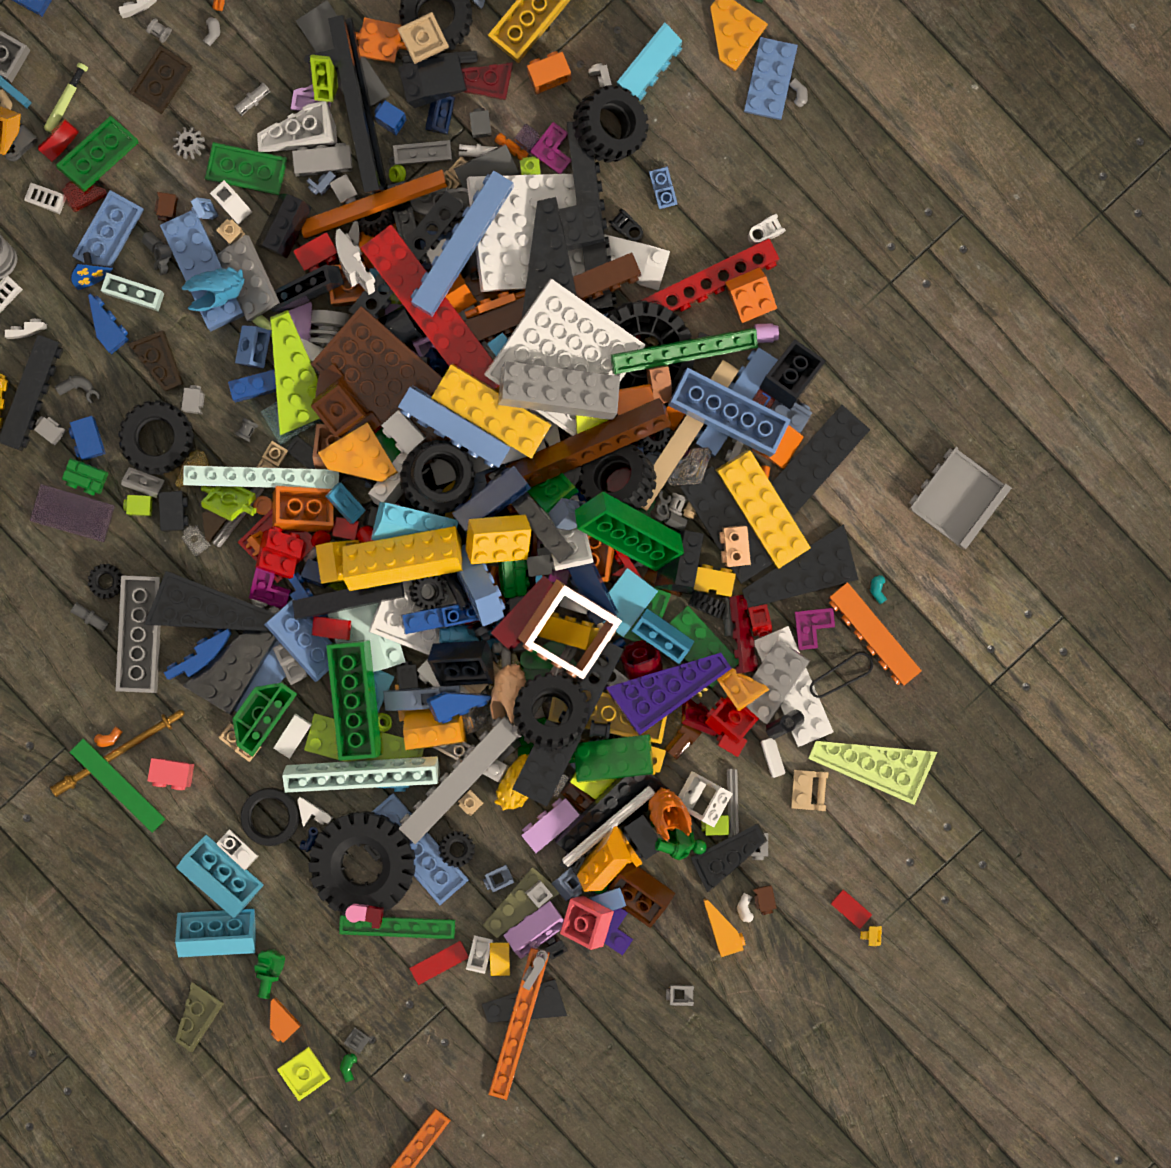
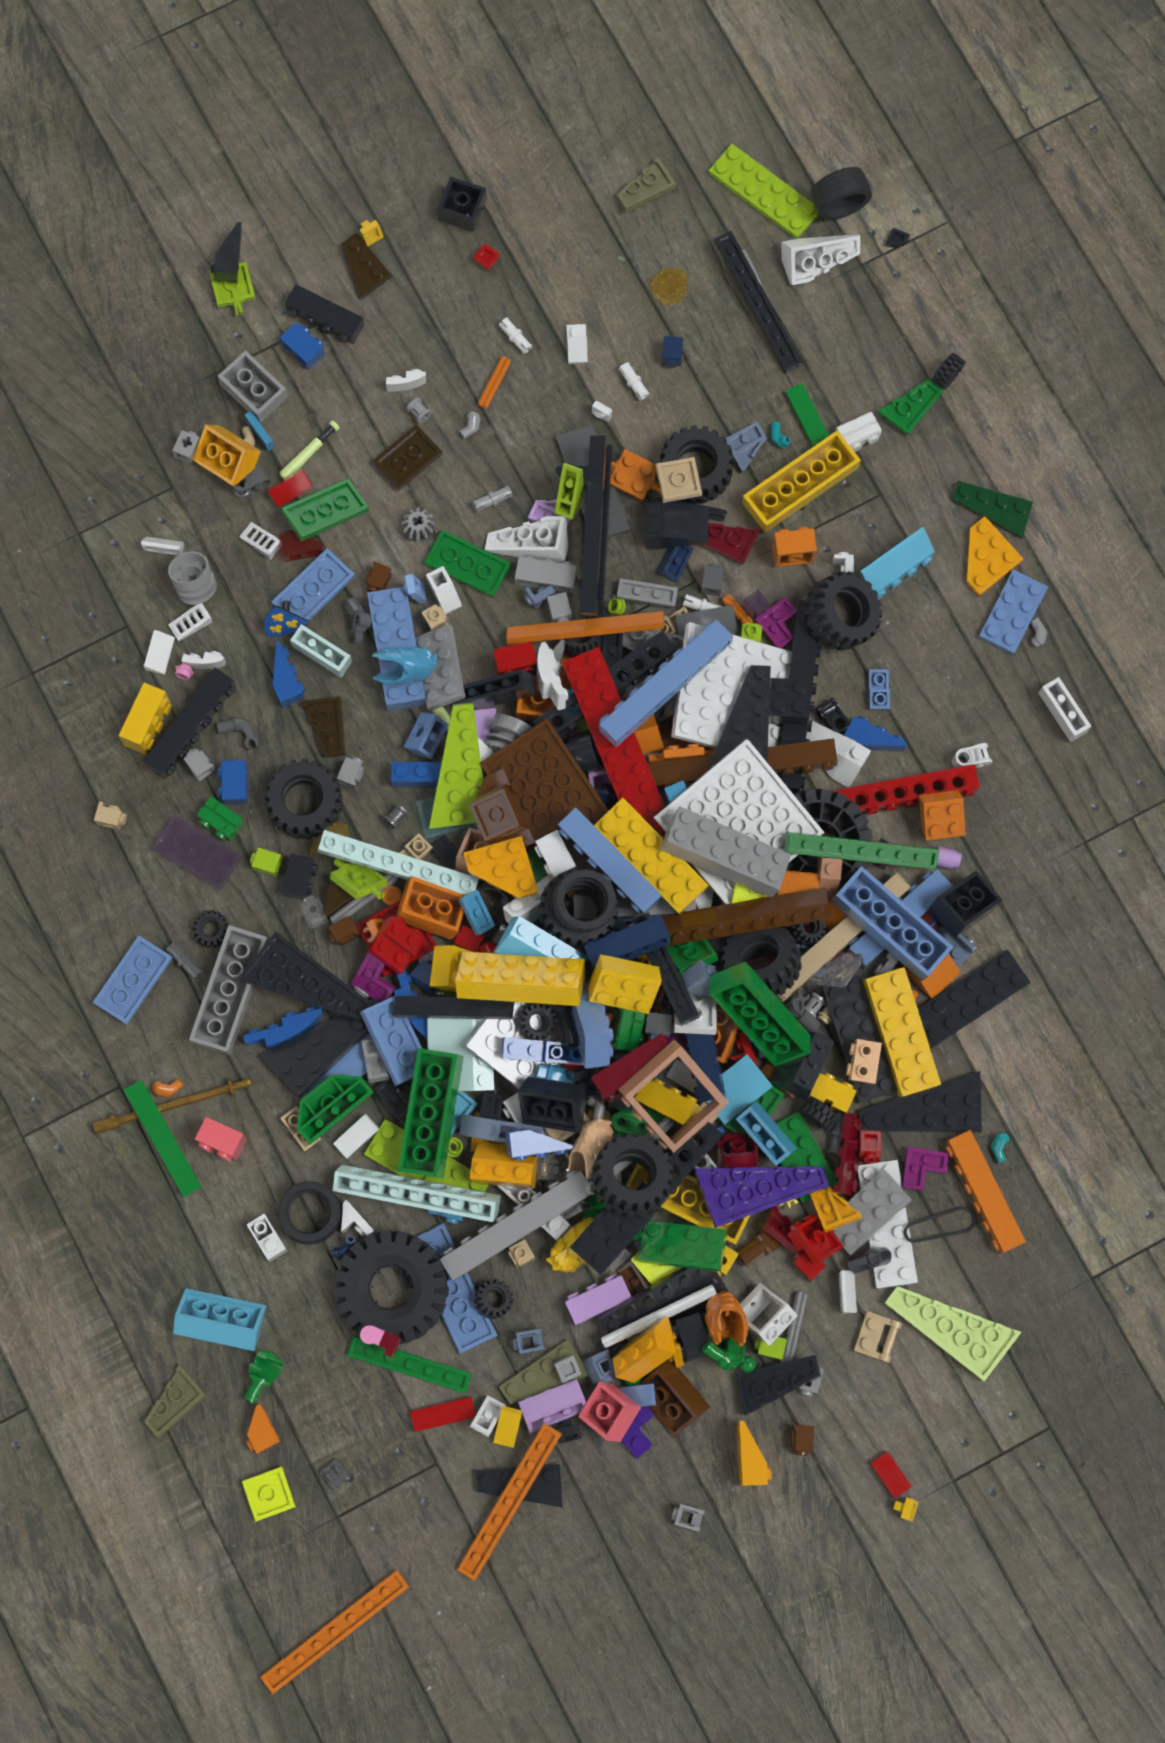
camera: 10 degrees right, 10 degrees down
(10, 345) = (183, 672): none -> bright pink plate
(48, 647) = (133, 980): none -> medium blue plate
(142, 482) = (277, 840): light grey plate -> none
(219, 876) = (240, 1261): medium azure slope -> none
(228, 551) = (343, 931): none -> reddish brown window
(283, 225) = (490, 625): black slope -> none
(317, 692) = (394, 1097): none -> black wing
(320, 537) = (441, 940): red tile -> none
(331, 628) = (427, 1033): red slope -> none
(346, 1065) = (315, 1497): green arm -> none
(390, 117) = (624, 549): blue brick -> none
(533, 972) = (538, 1448): light grey plate -> none
(600, 729) = (676, 1211): black bush -> none
(668, 236) = (873, 736): none -> blue slope
(743, 910) = (776, 1443): white arm -> none
(840, 162) = (1064, 709): none -> white brick
(958, 498) = (1105, 1076): light grey panel -> none

